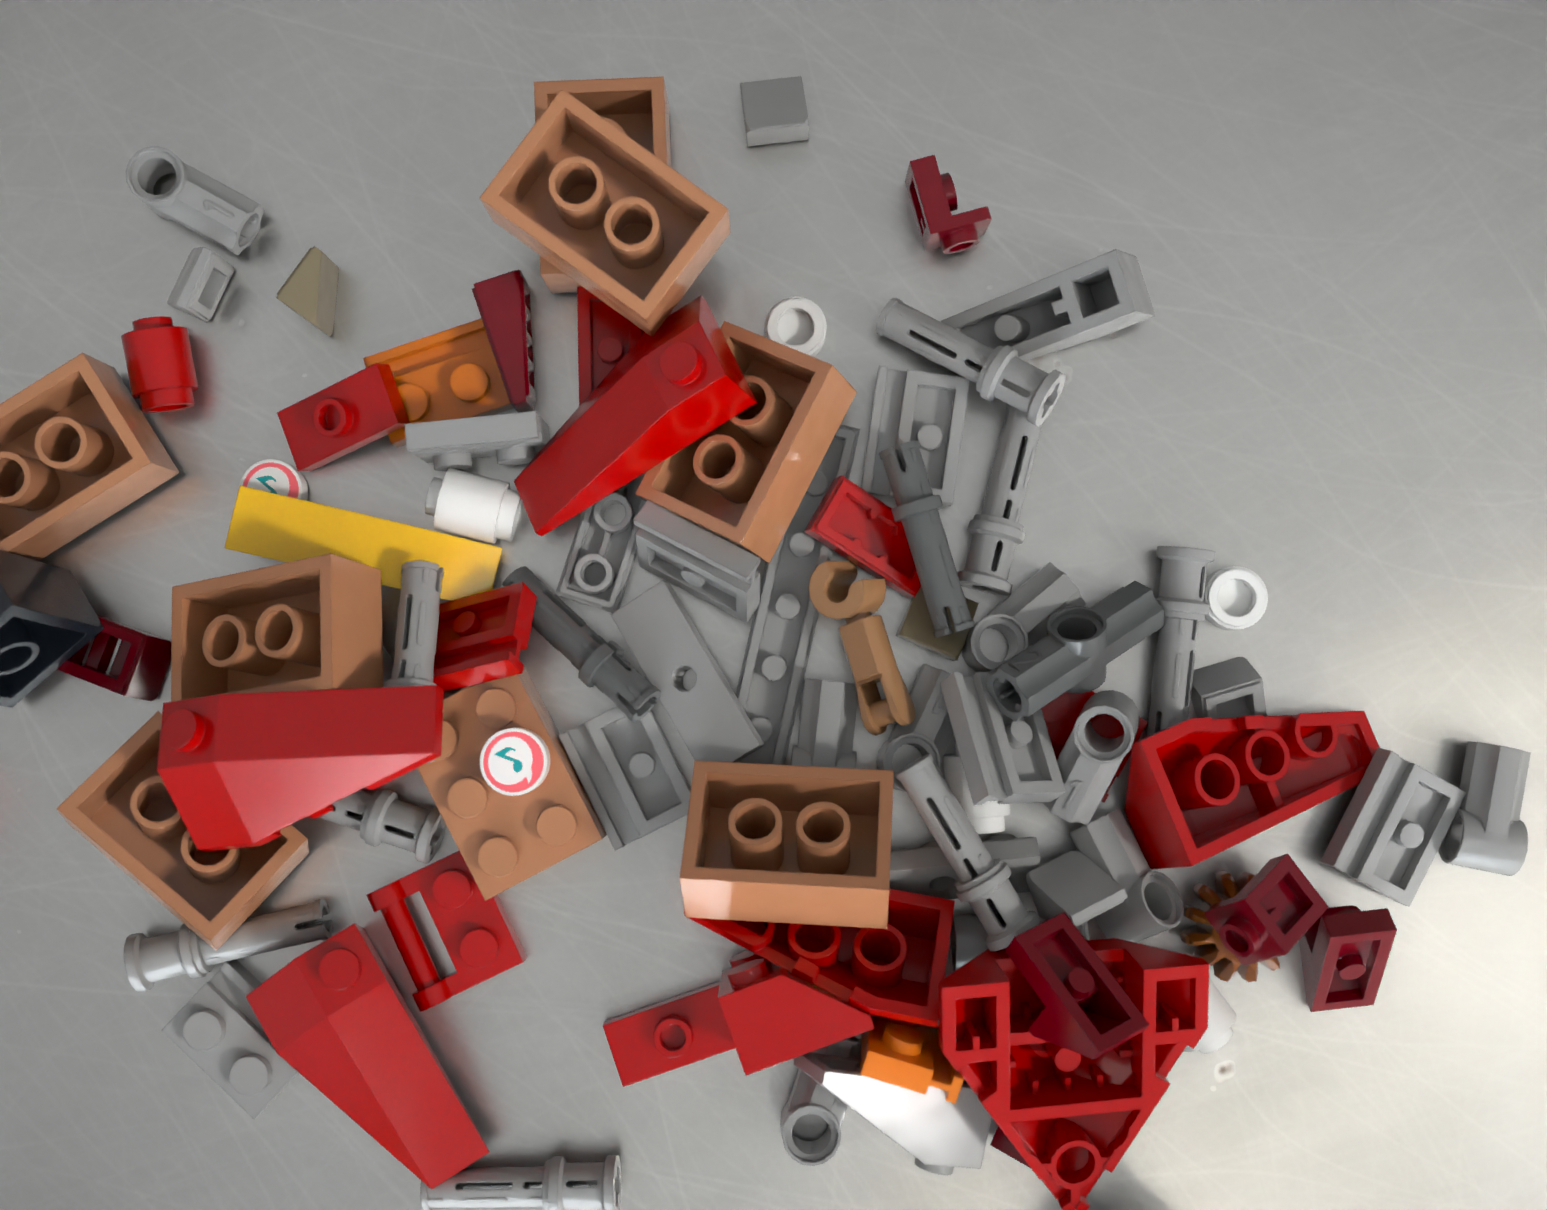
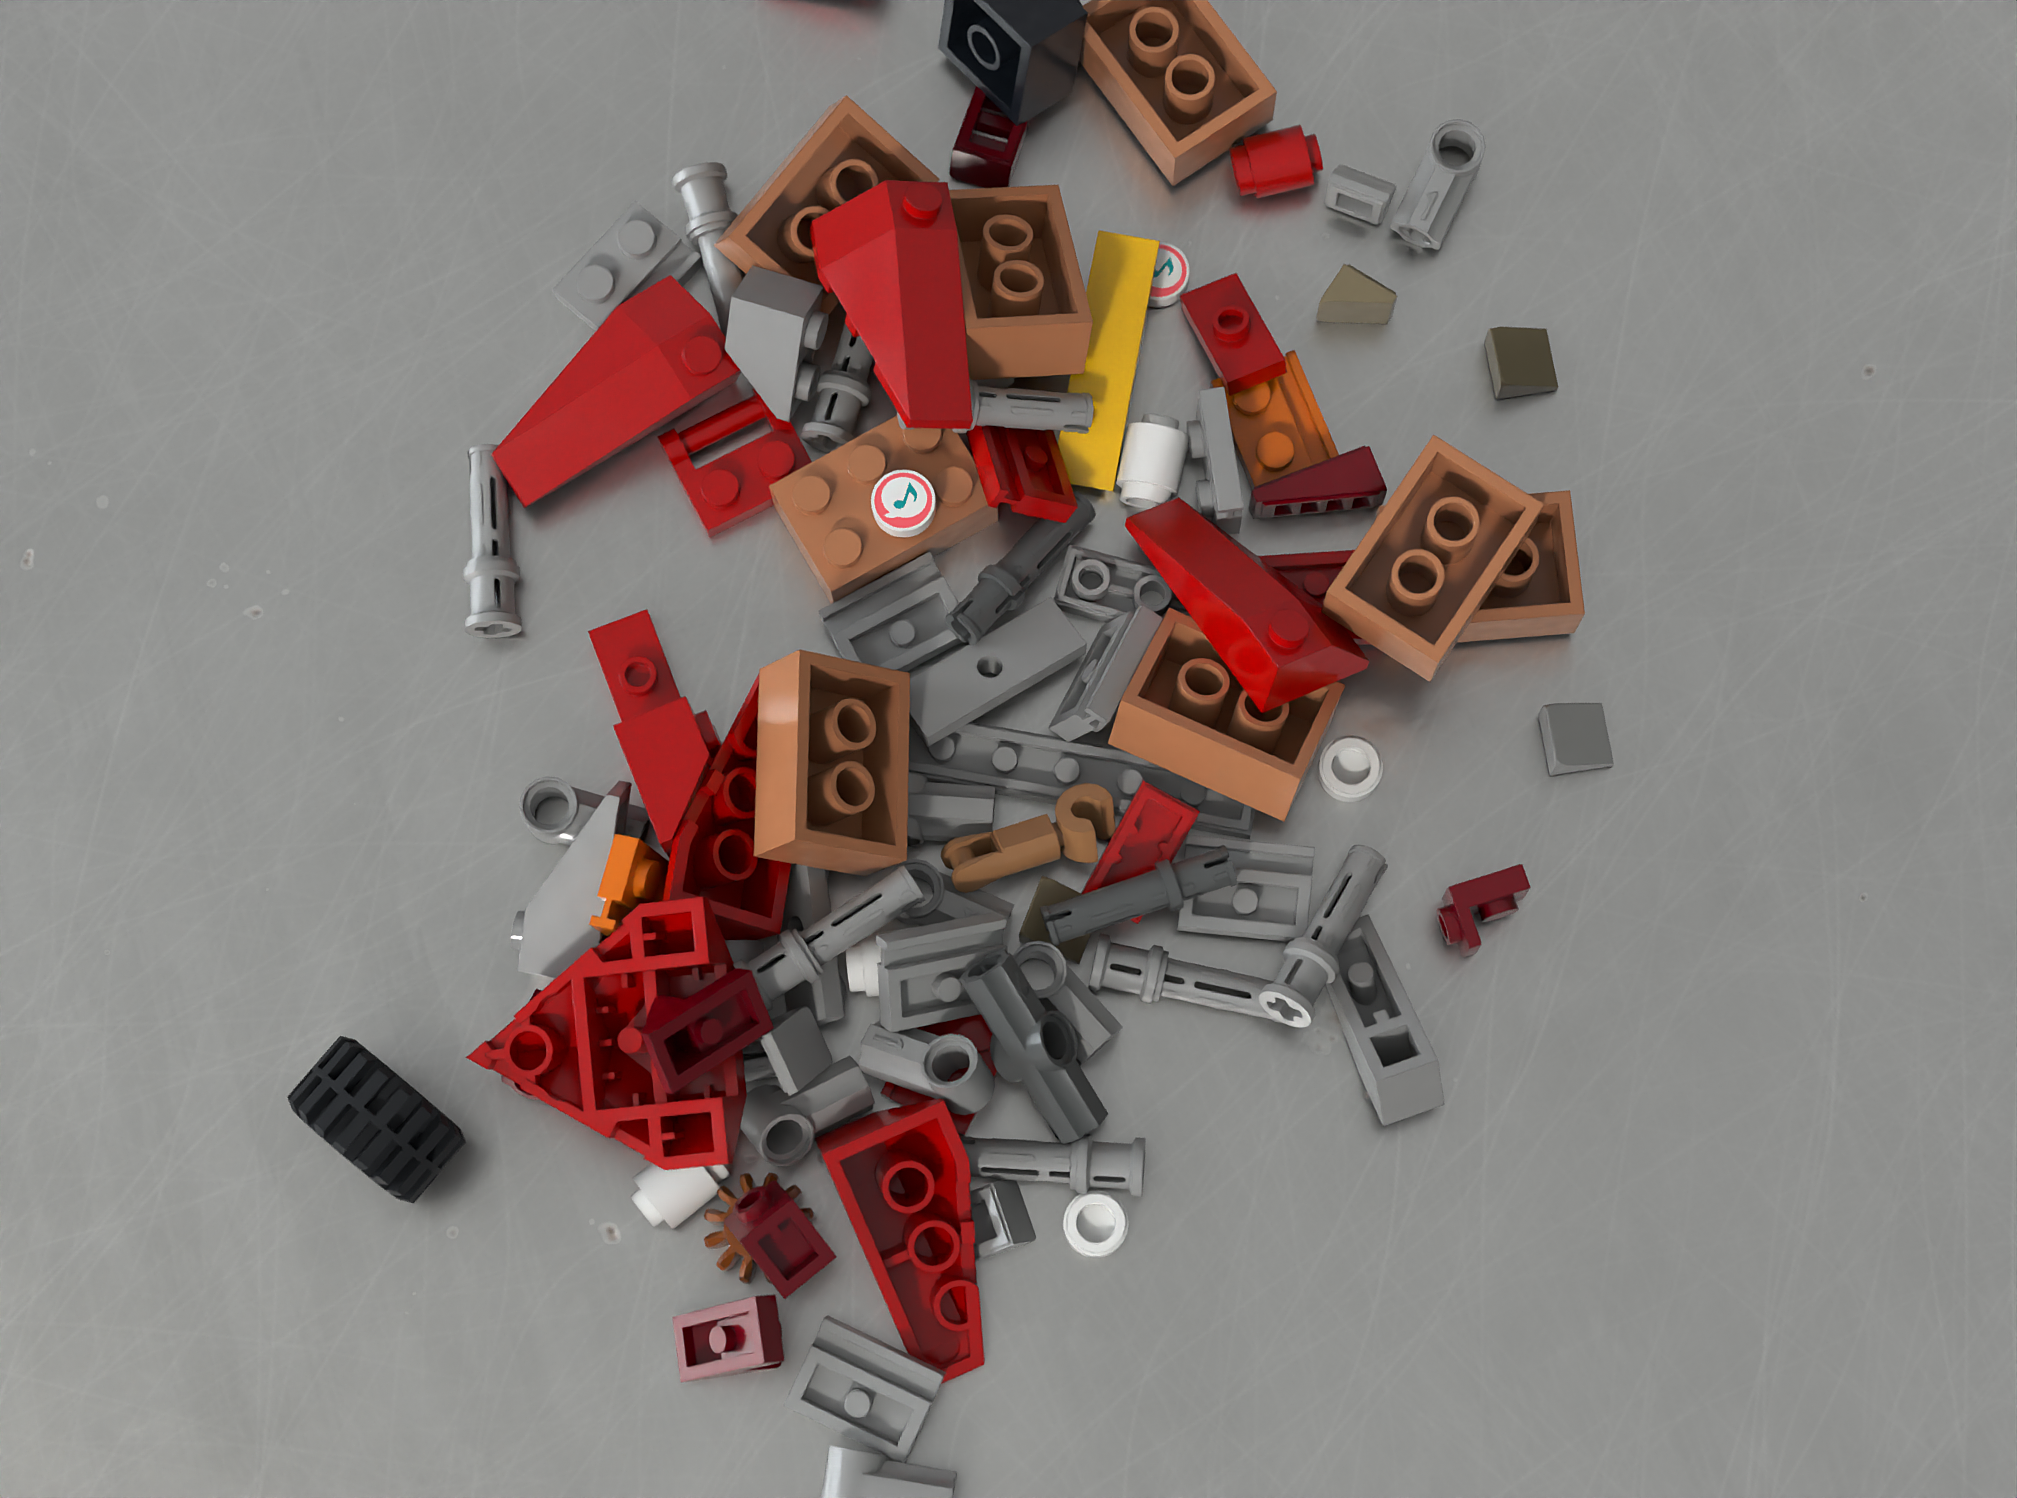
camera: 90 degrees right, 10 degrees down
(320, 890) = (774, 336): none -> light grey slope
(387, 137) = (1520, 361): none -> dark tan slope

